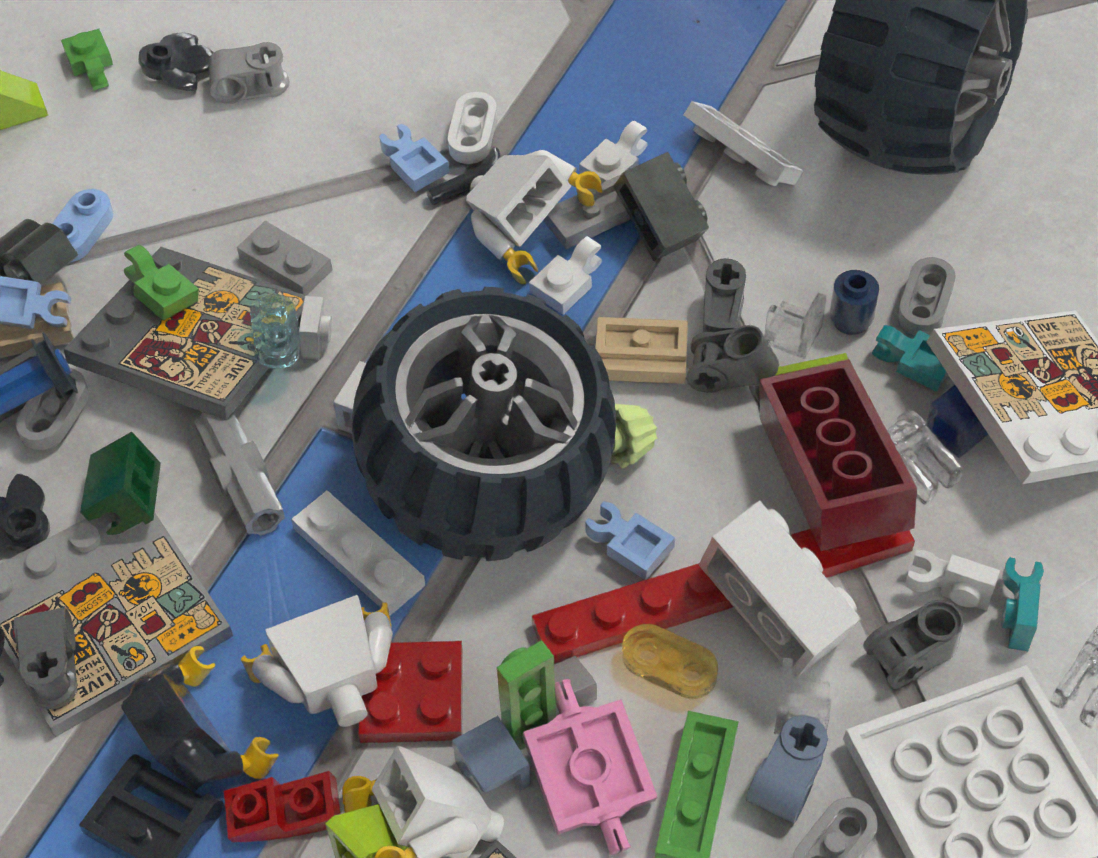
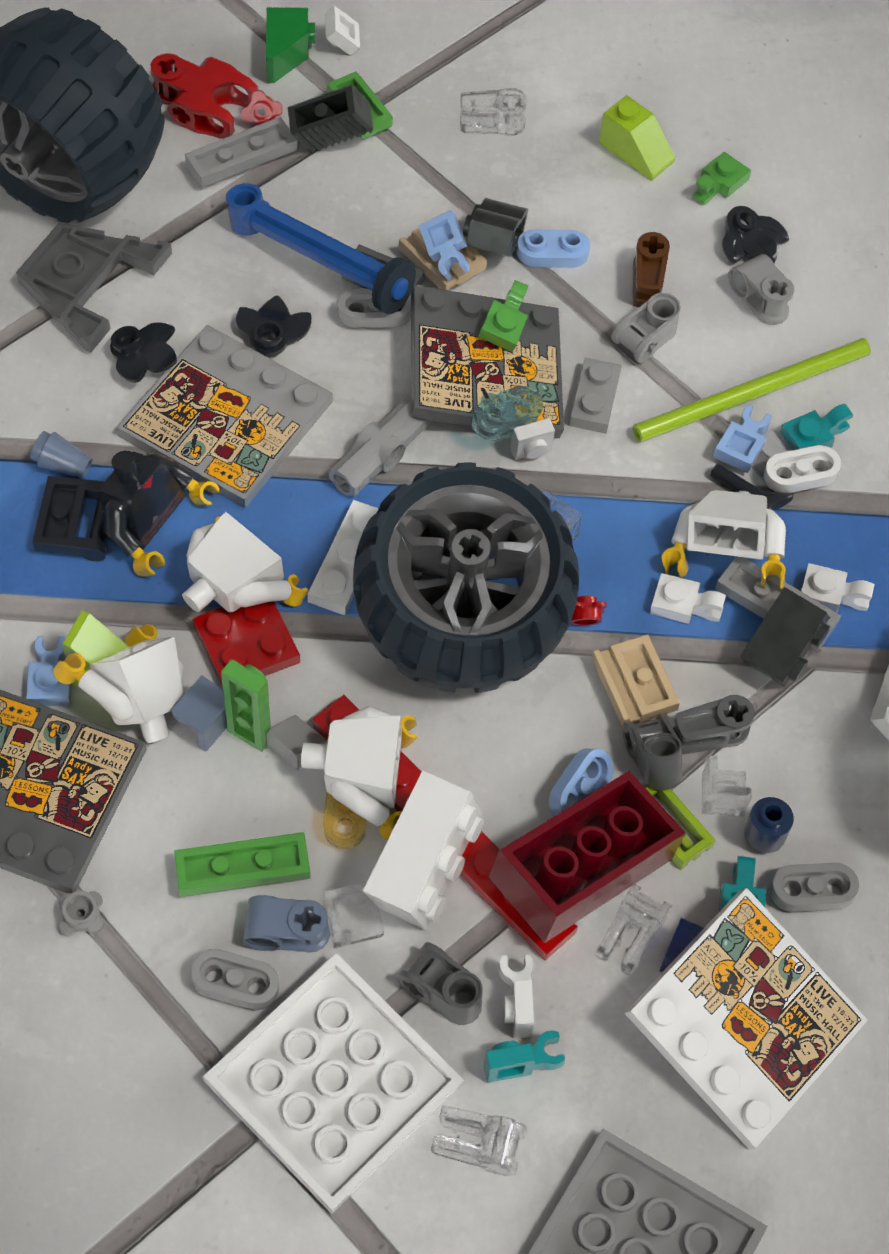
camera: 60 degrees right, 5 degrees up
(47, 656) = (164, 391): dark grey piece -> none
(54, 804) = (60, 455): none -> sand blue cone
(121, 481) = (323, 377): dark green hinge -> none
(167, 152) = (649, 266): none -> reddish brown piece
(235, 177) = (649, 326): none -> light grey piece
(280, 811) = (116, 595): red slope -> none
(356, 136) = (751, 390): none -> lime piece
(432, 106) = (813, 430): none -> teal plate
(589, 767) = (227, 780): bright pink plate -> none
(633, 434) = (541, 697): yellowish green piece -> none
(634, 543) = (444, 742): light blue plate -> none
(640, 616) = (363, 763): none -> white torso
(732, 430) = (577, 783): none -> light blue plate

